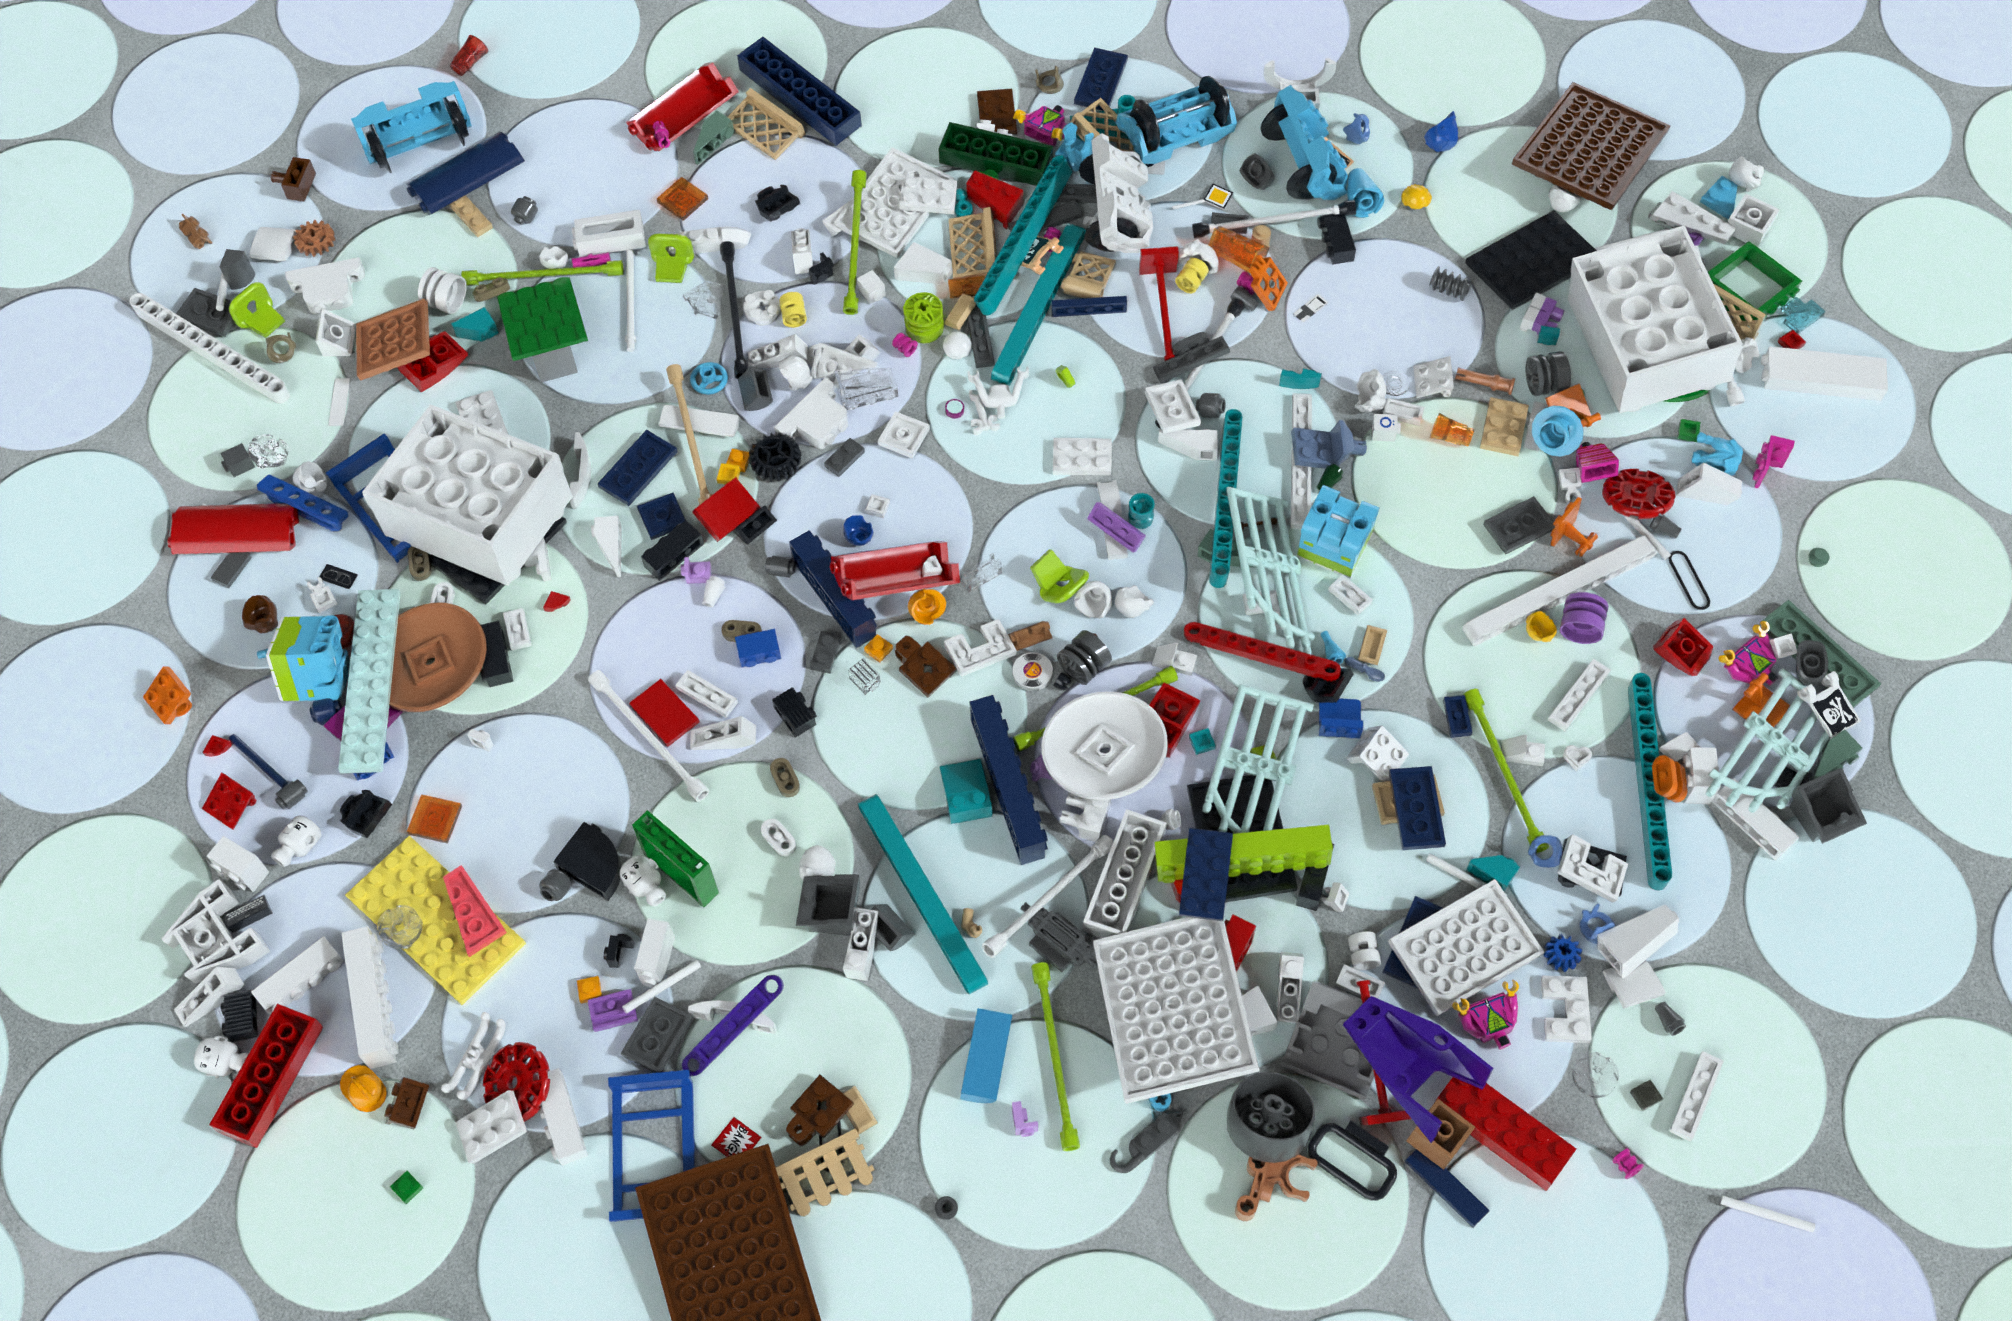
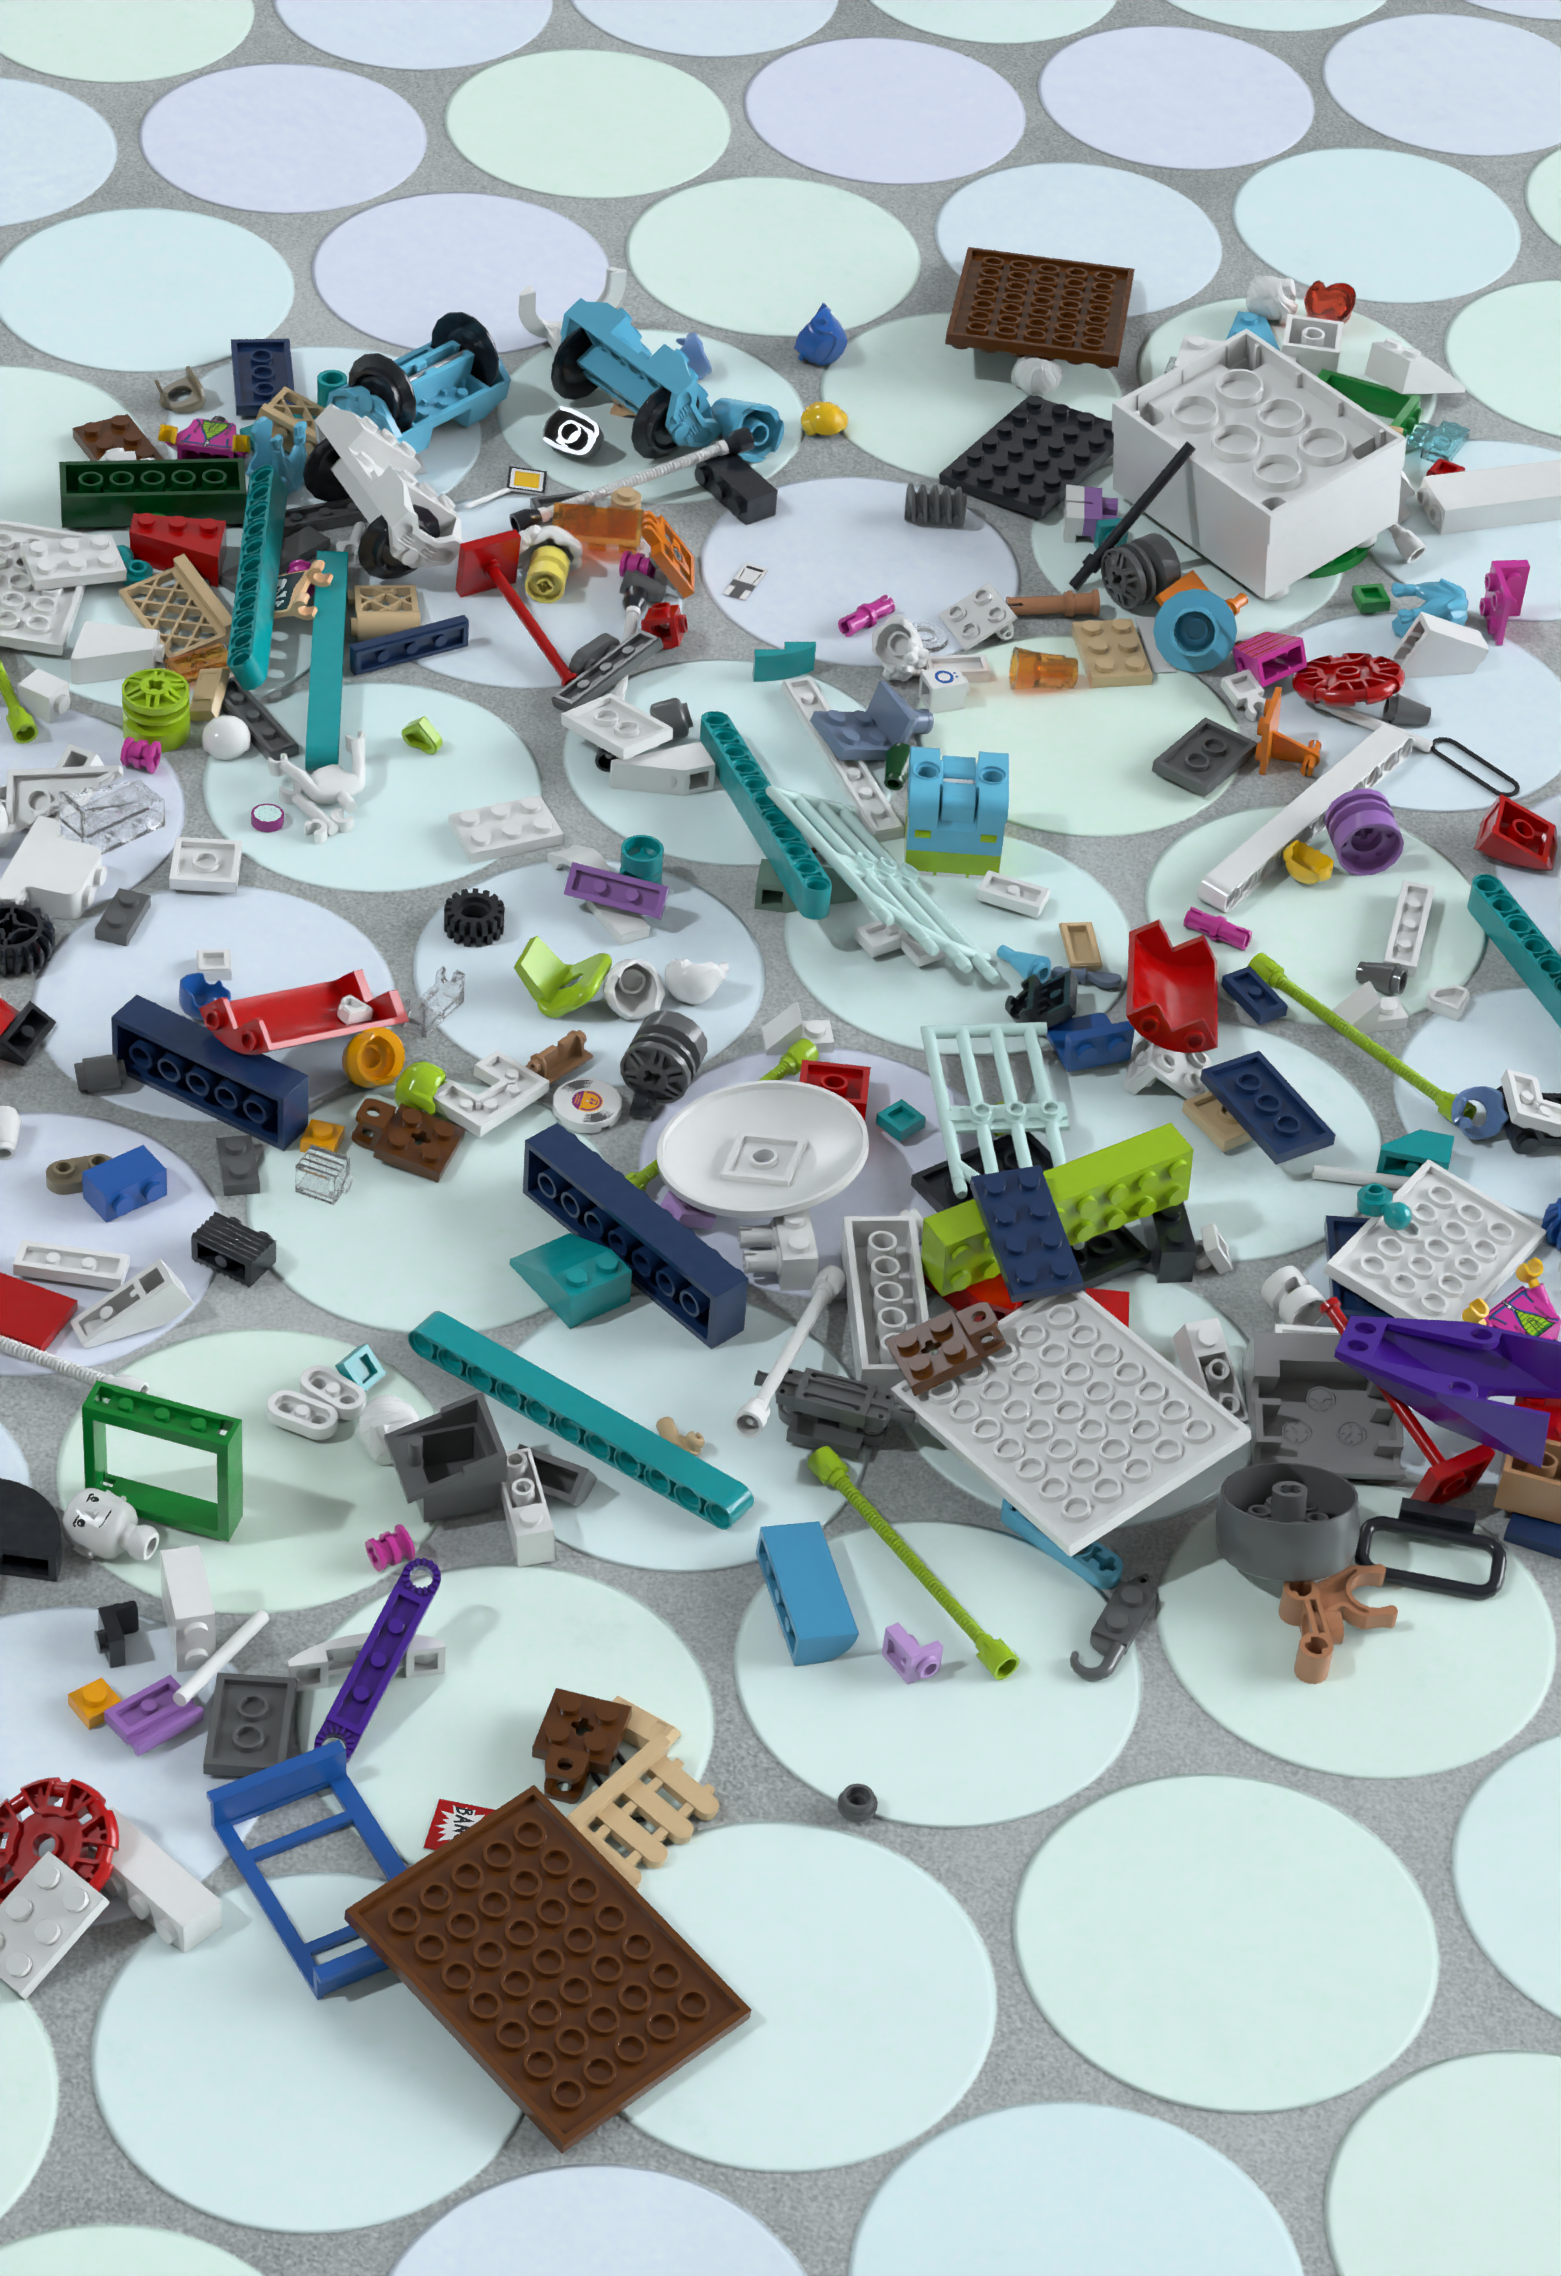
camera: 30 degrees left, 20 degrees down
(781, 945) = (390, 1548): none -> dark pink bush
(786, 778) = (267, 1336): dark tan plate -> none
(801, 829) = (334, 1389): none -> white plate
(821, 818) = (361, 1367): none -> plate
(942, 632) = (419, 1085): none -> lime hair
(1032, 508) = (483, 928): none -> black tyre
(1138, 931) = (956, 1342): none -> plate
(1240, 335) = (666, 623): none -> red brick
(1262, 651) = (926, 987): red plate -> none
(1368, 356) = (866, 615): none -> dark pink pin
(1400, 705) = (1172, 990): none -> red cylinder
(1448, 919) = (1377, 1201): none -> teal plate
(1461, 658) = (1217, 928): none -> dark pink pin
(1521, 358) = (1092, 562): none -> black bar
(1545, 728) = (1384, 976): none -> dark grey cone
(1781, 188) = (1330, 302): none -> clear red helmet
(1805, 259) = (1407, 370): none -> white slope

